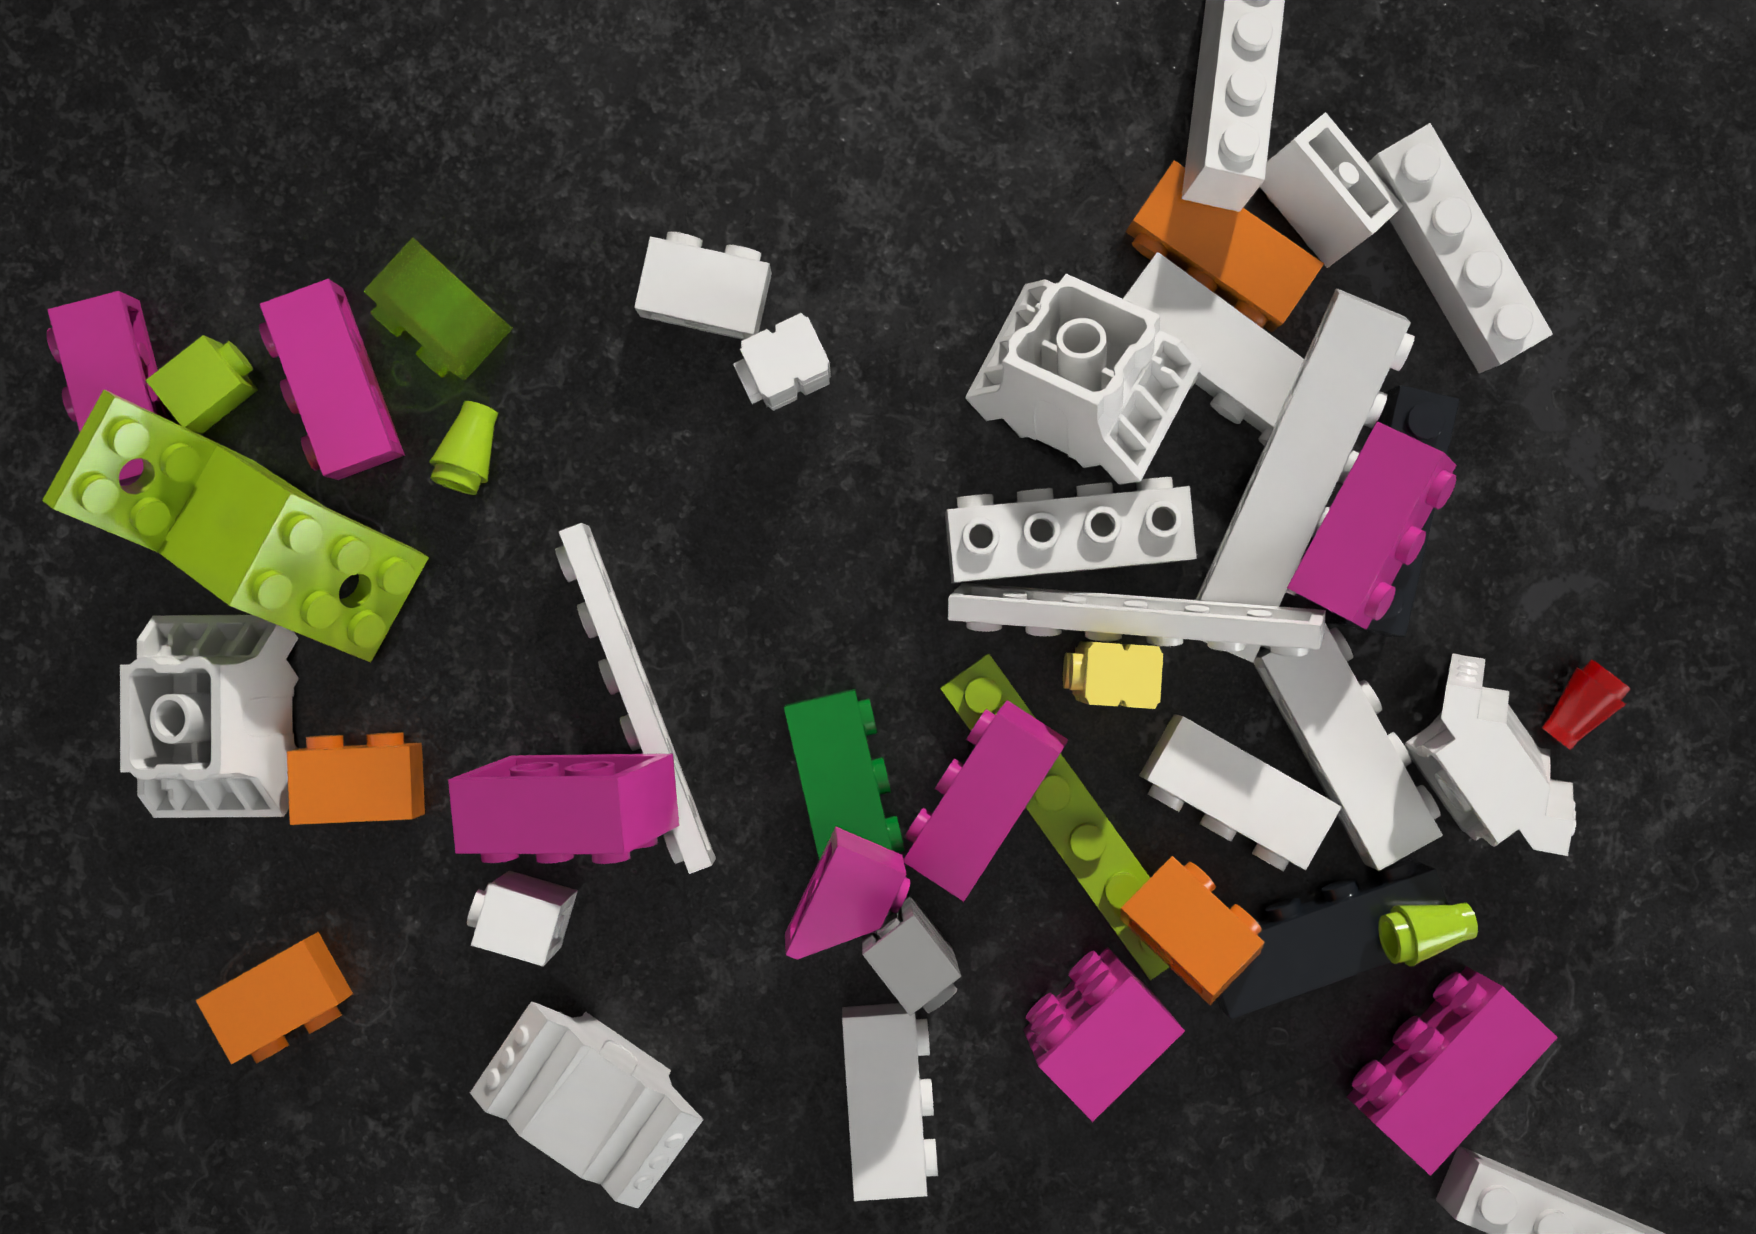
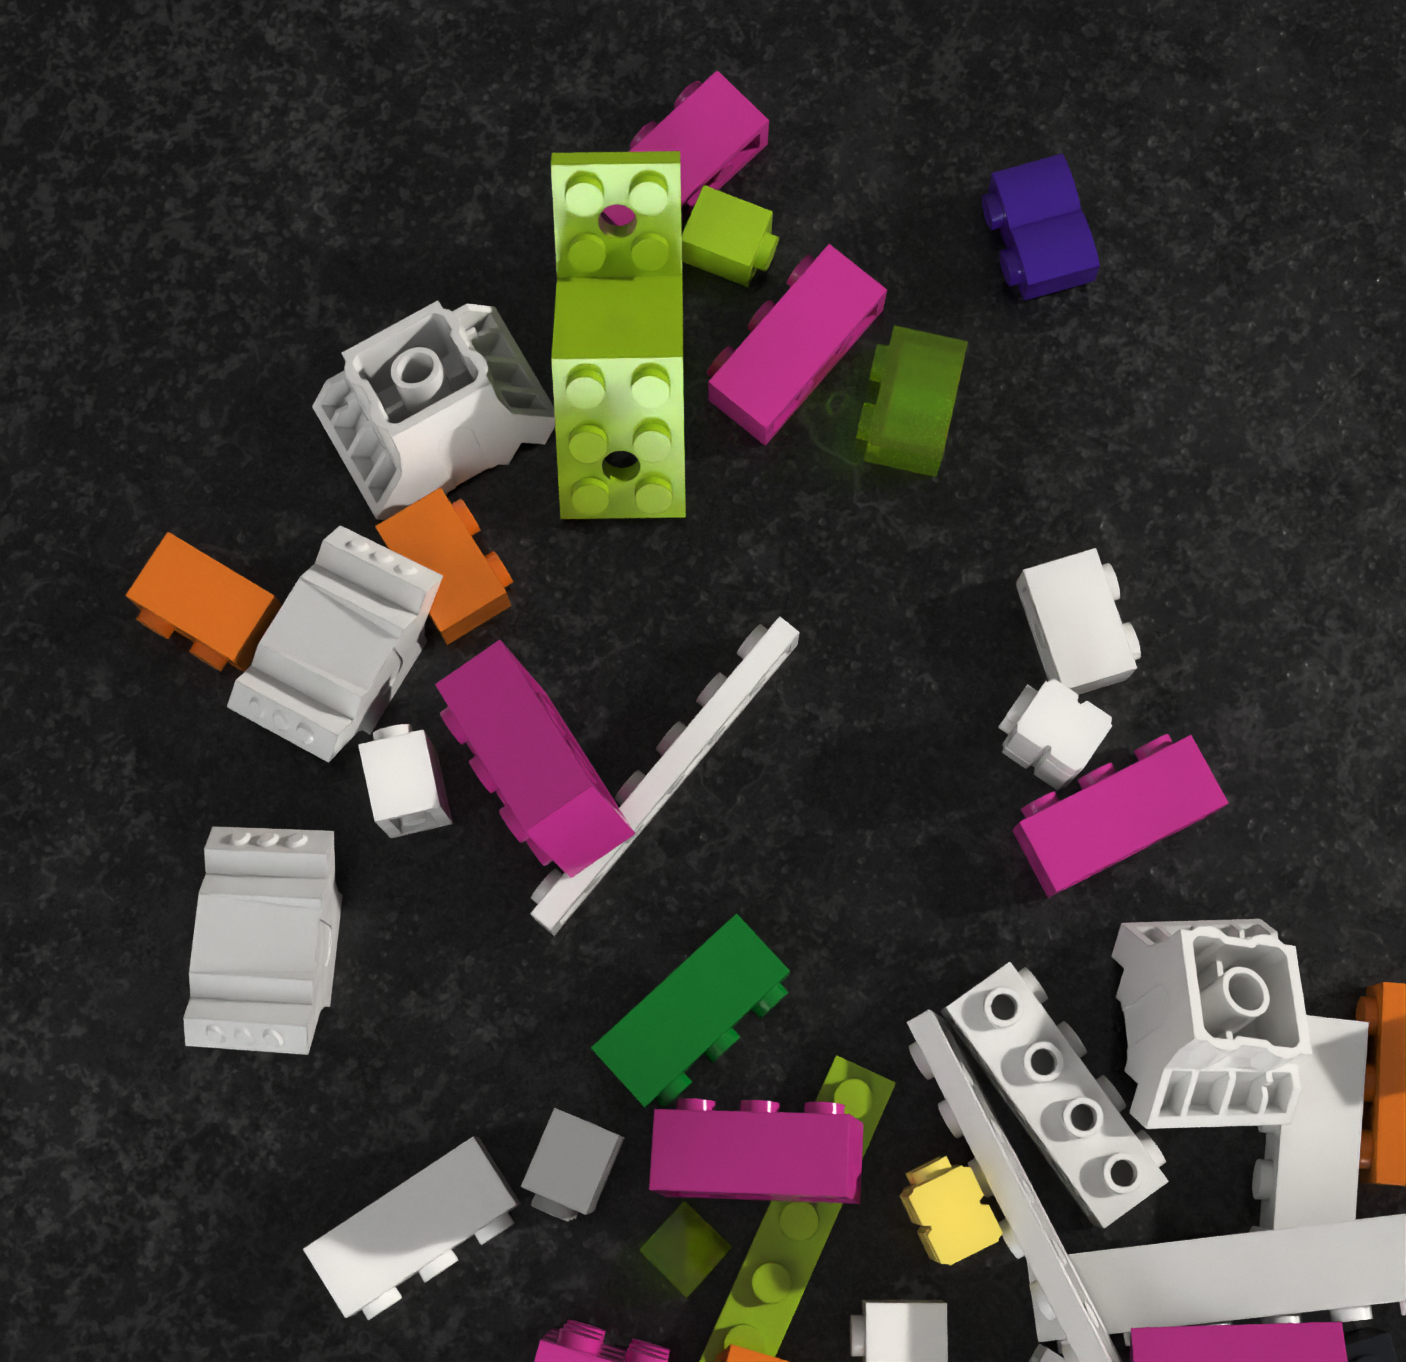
camera: 65 degrees right, 10 degrees down
(347, 113) = (1041, 227): none -> dark purple brick
(375, 909) = (338, 645): none -> white slope
(466, 450) = (799, 496): lime cone -> none
(846, 894) = (596, 1071): dark pink slope -> none
(877, 348) = (1117, 813): none -> dark pink brick
(1023, 893) = (685, 1249): none -> clear neon green slope

